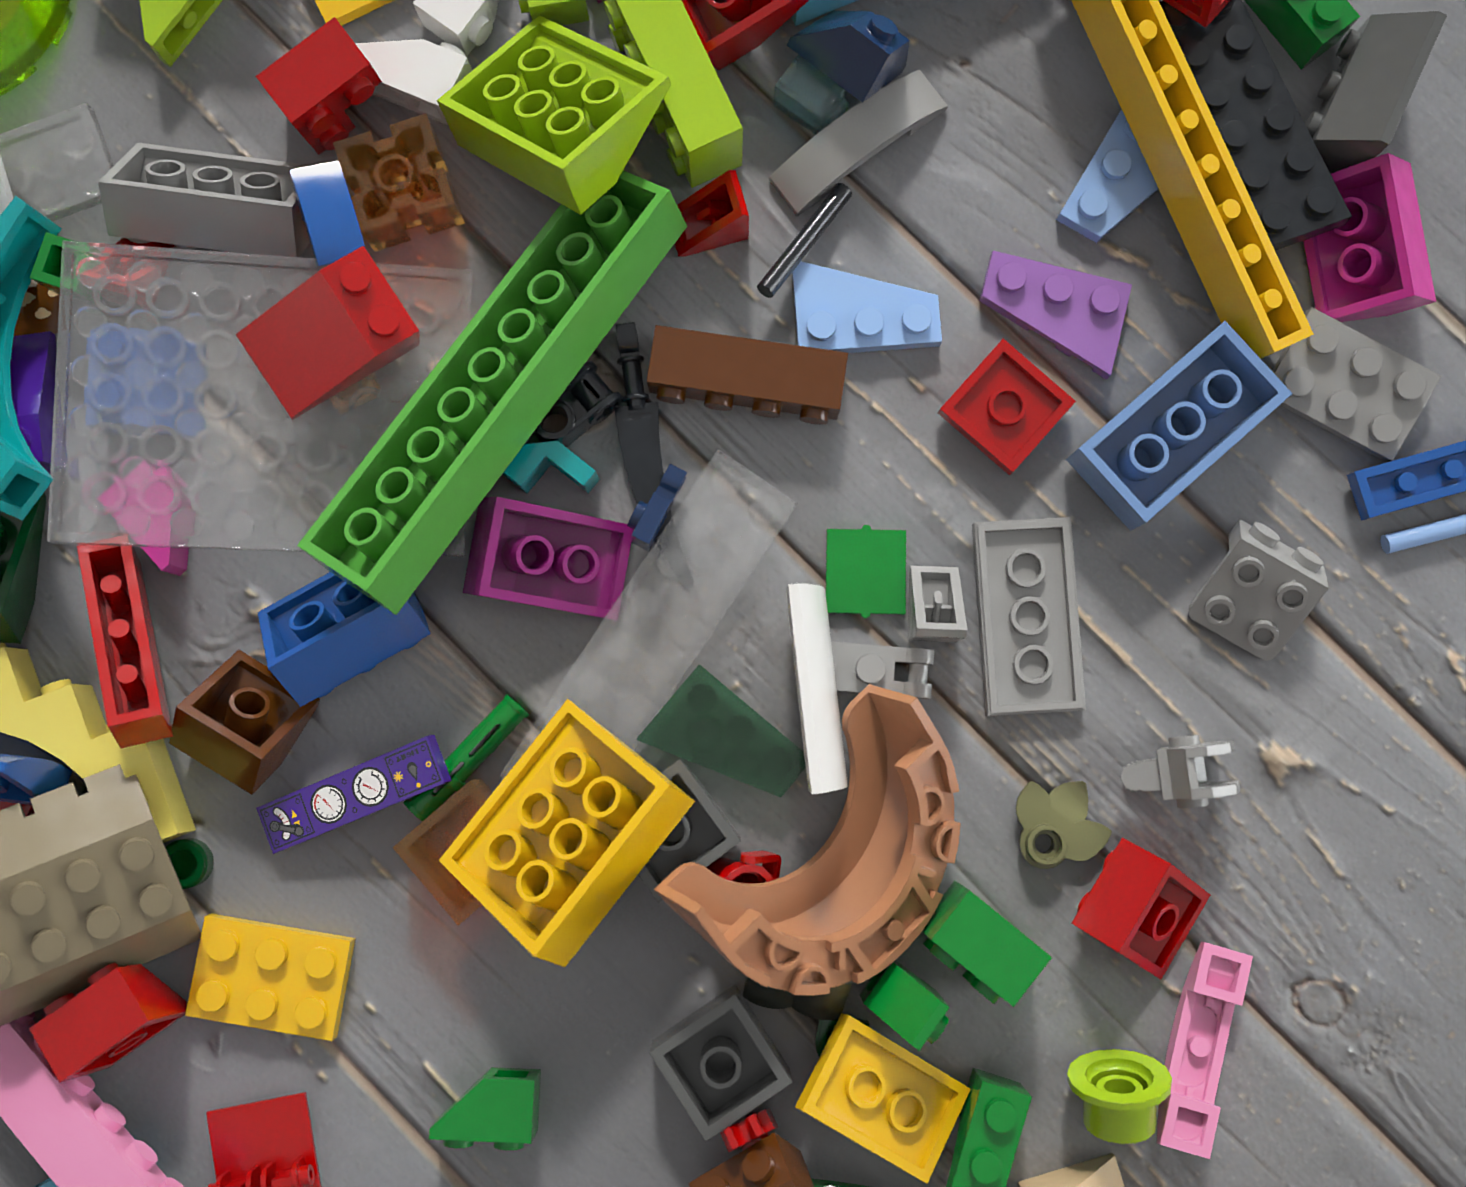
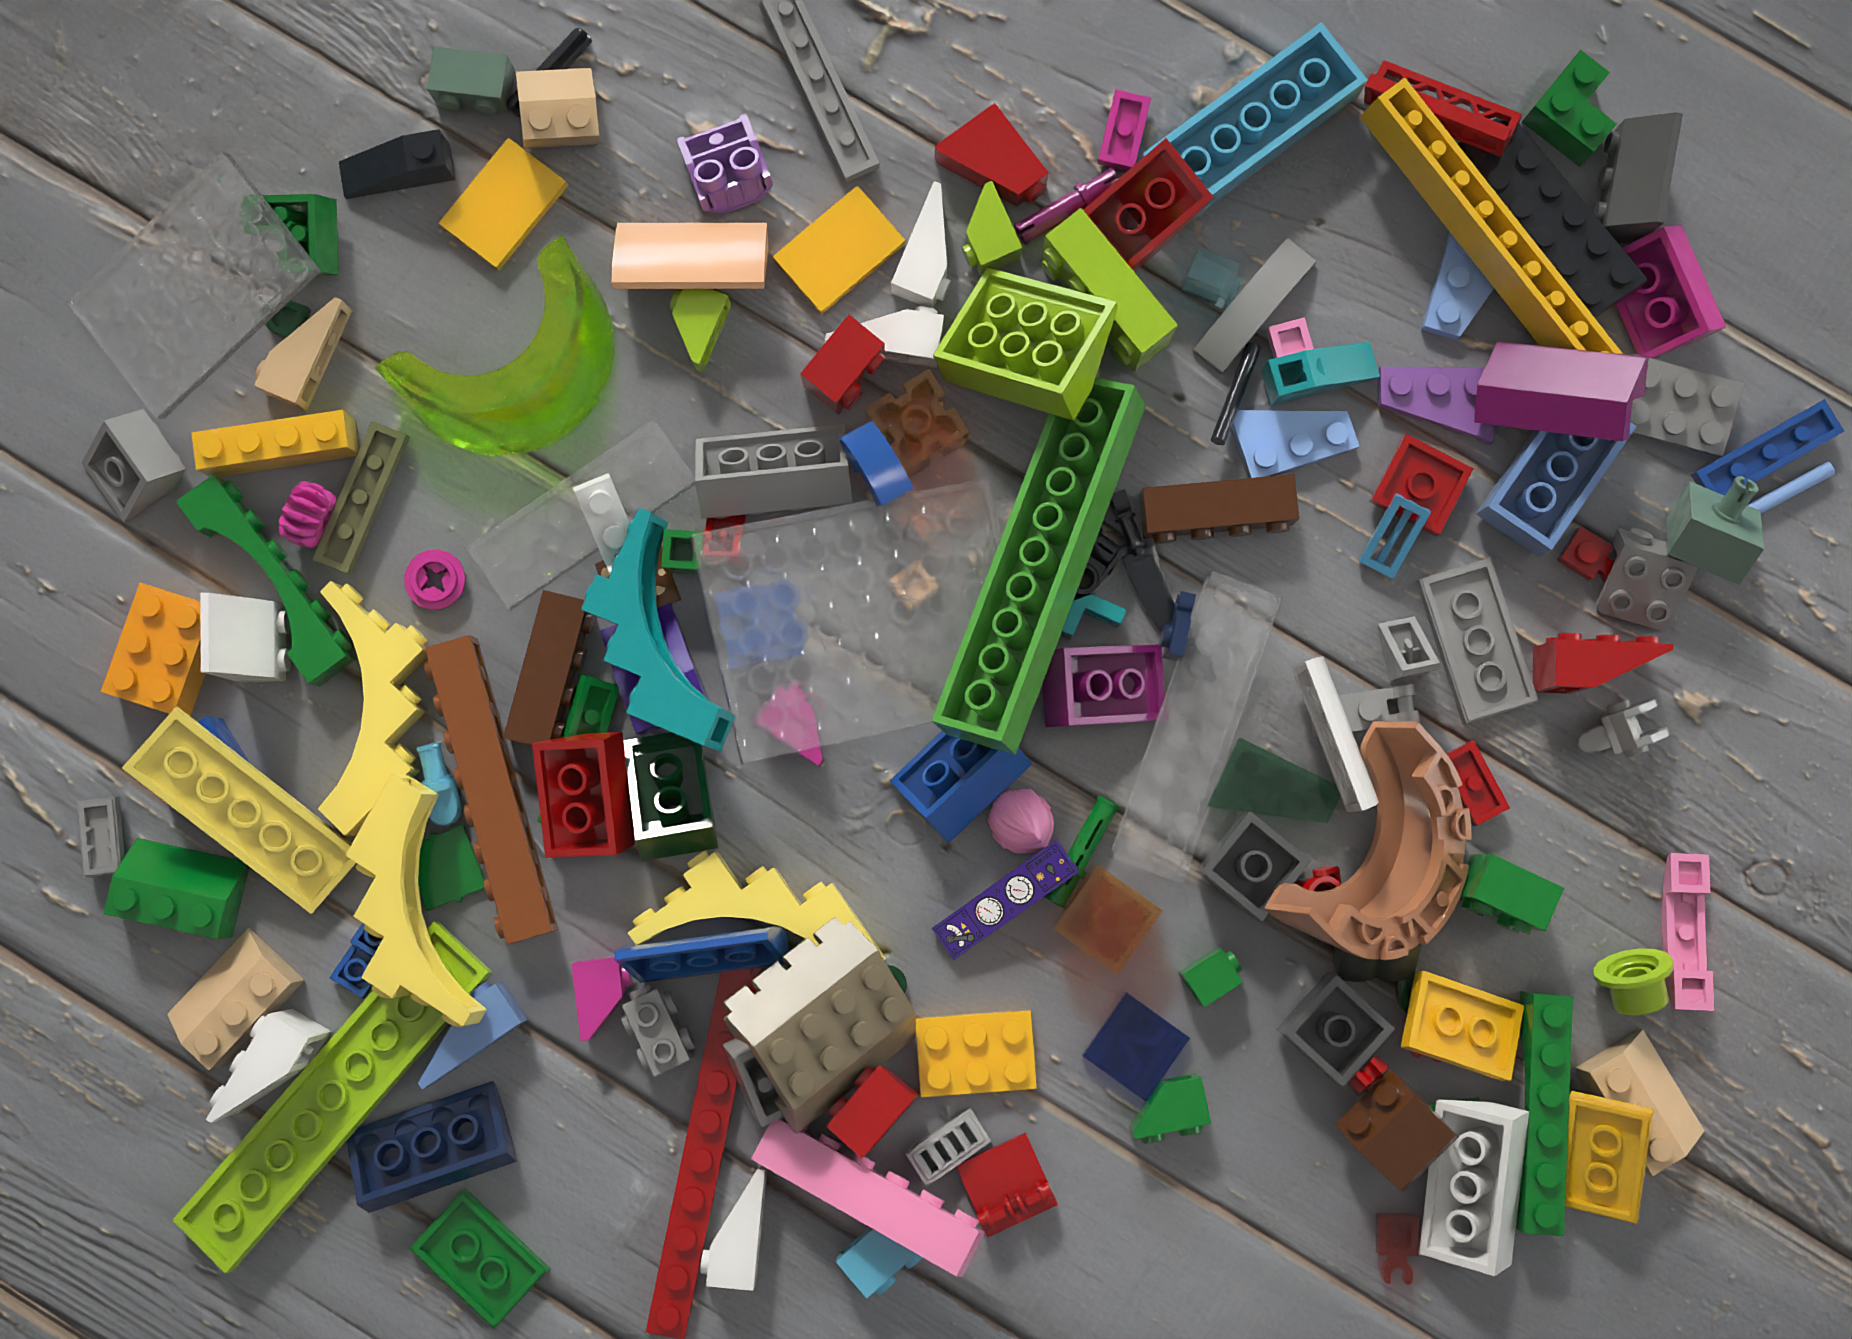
camera: 15 degrees left, 0 degrees up
(124, 644) = (810, 827): red brick -> none
(159, 1097) = (927, 1143): none -> light grey slope
(240, 722) = (905, 865): reddish brown slope -> none
(329, 333) = (904, 555): red slope -> none
(402, 701) = (1021, 821): none -> bright pink hair
(471, 1018) = (1135, 1046): none -> clear blue tile
(565, 834) = (1183, 883): yellow slope -> none
(595, 959) = (1212, 976): none -> green brick
(714, 216) = (1164, 390): red slope -> none
(854, 50) = (1236, 239): dark blue slope -> none
(866, 571) = (1345, 635): green piece -> none
(889, 193) = (1289, 337): none -> bright pink plate
(906, 1004) = (1462, 952): green slope -> none
(913, 236) = (1318, 371): none -> teal slope
(981, 795) = (1479, 786): none -> red plate
(983, 428) = (1410, 506): none -> dark azure tile
(1063, 819) = (1542, 788): olive plate -> none
(1141, 675) = (1574, 665): none -> red slope
(1141, 907) = (1617, 839): red slope -> none
(1192, 543) = (1587, 555): none -> red plate
(1208, 324) = (1560, 390): none -> magenta slope
(1363, 549) = (1716, 529): none -> sand green brick

